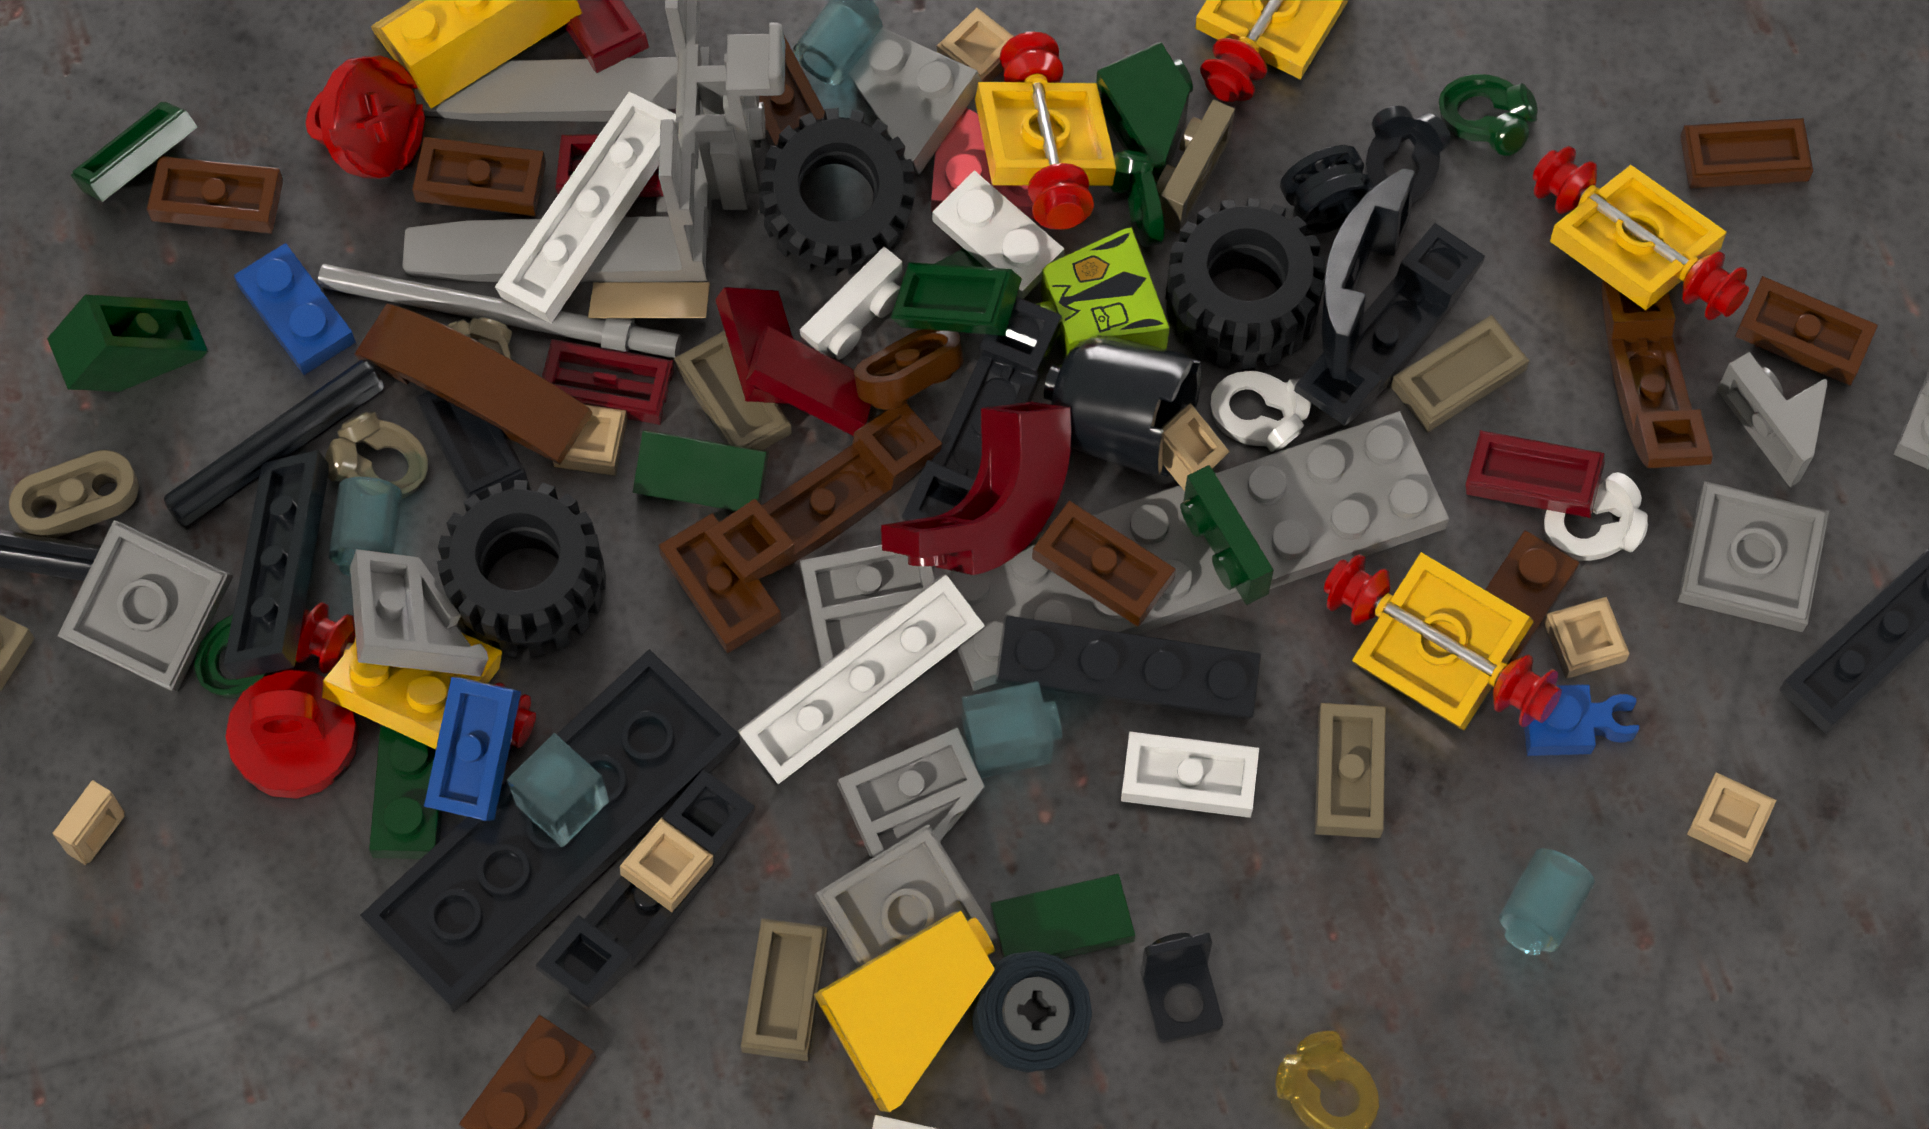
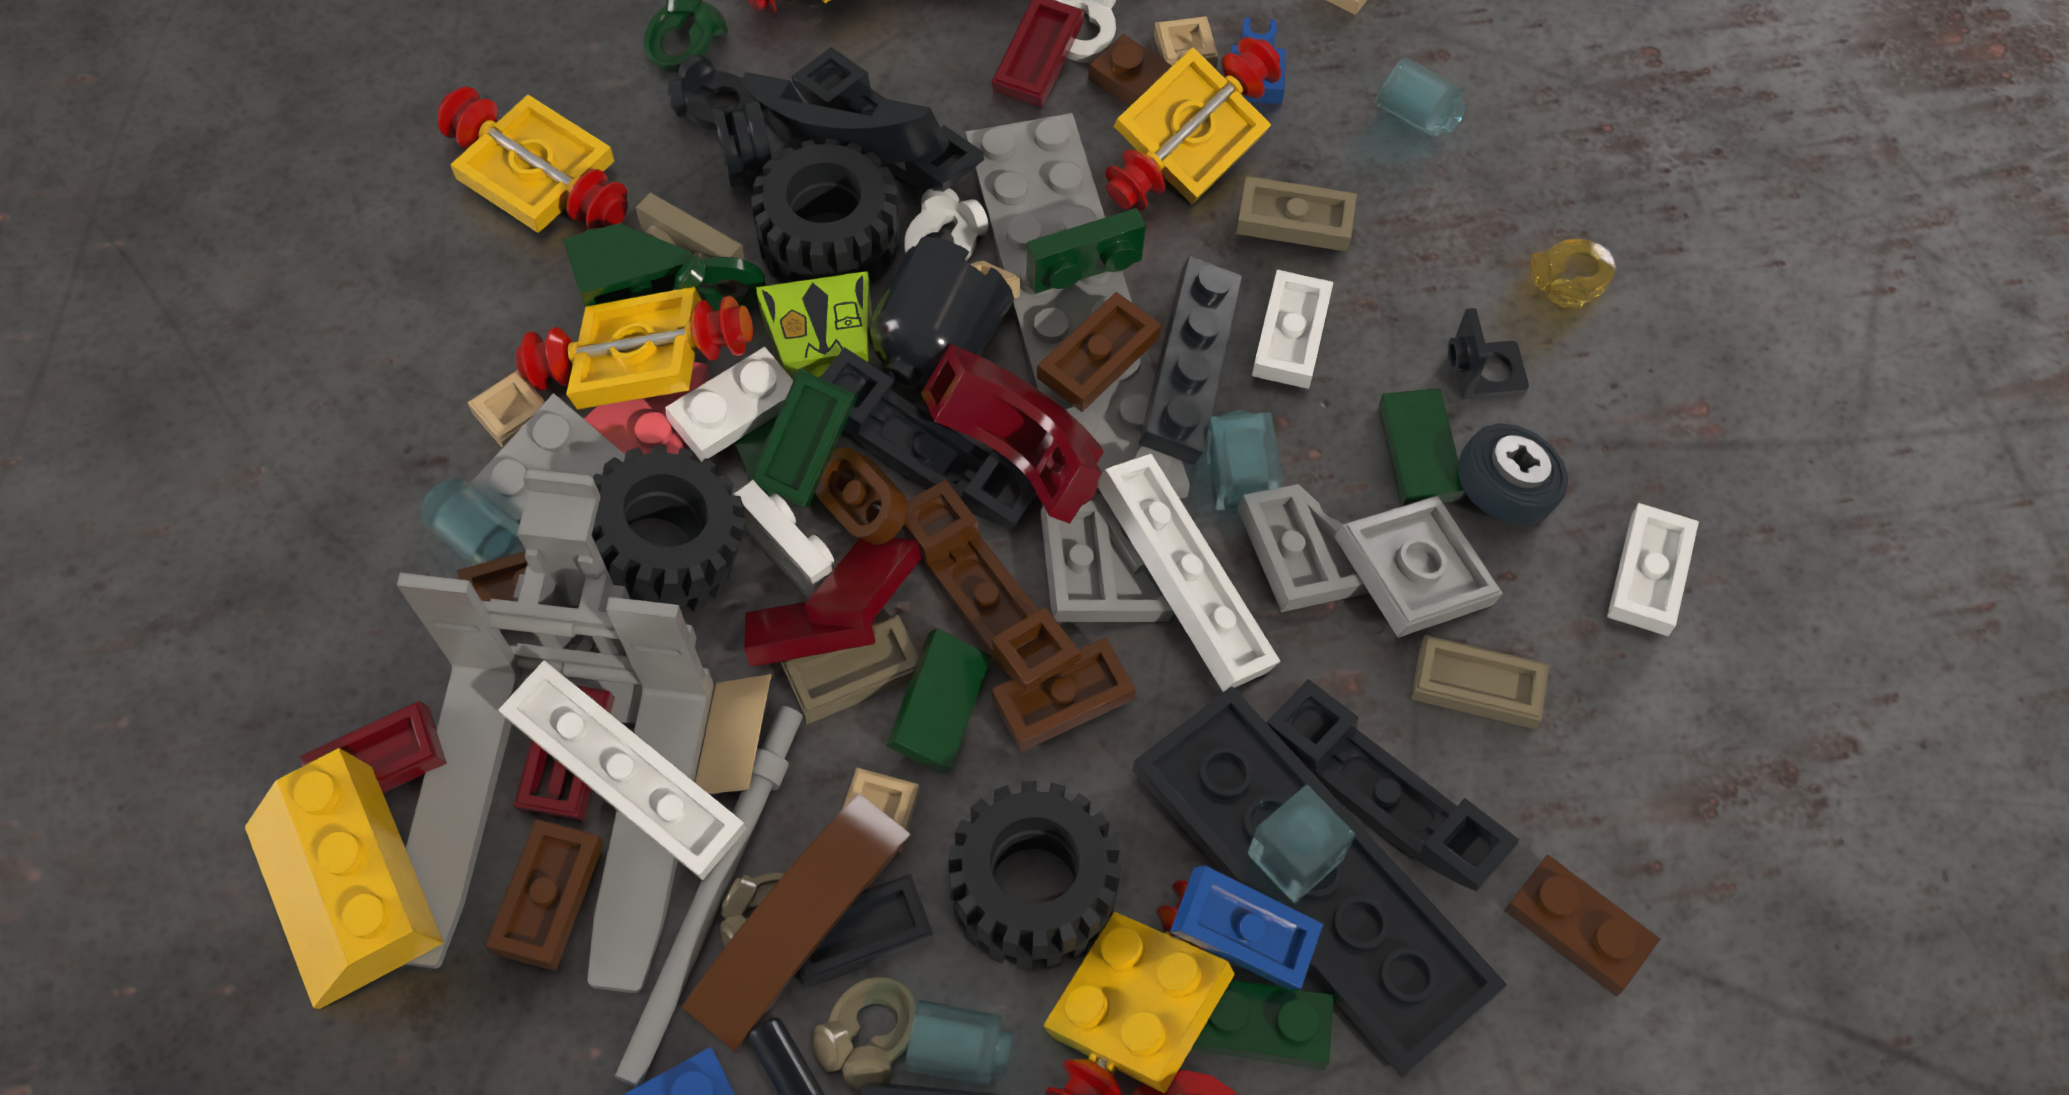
camera: 85 degrees left, 5 degrees down
(368, 117) = (452, 998): red tile -> none
(406, 618) = (1089, 989): light grey wing -> none
(613, 360) = (797, 839): dark red tile -> none
(666, 865) = (1362, 766): tan tile -> none
(907, 1004) = (1515, 561): yellow slope -> none
(1459, 373) = (928, 81): dark tan tile -> none

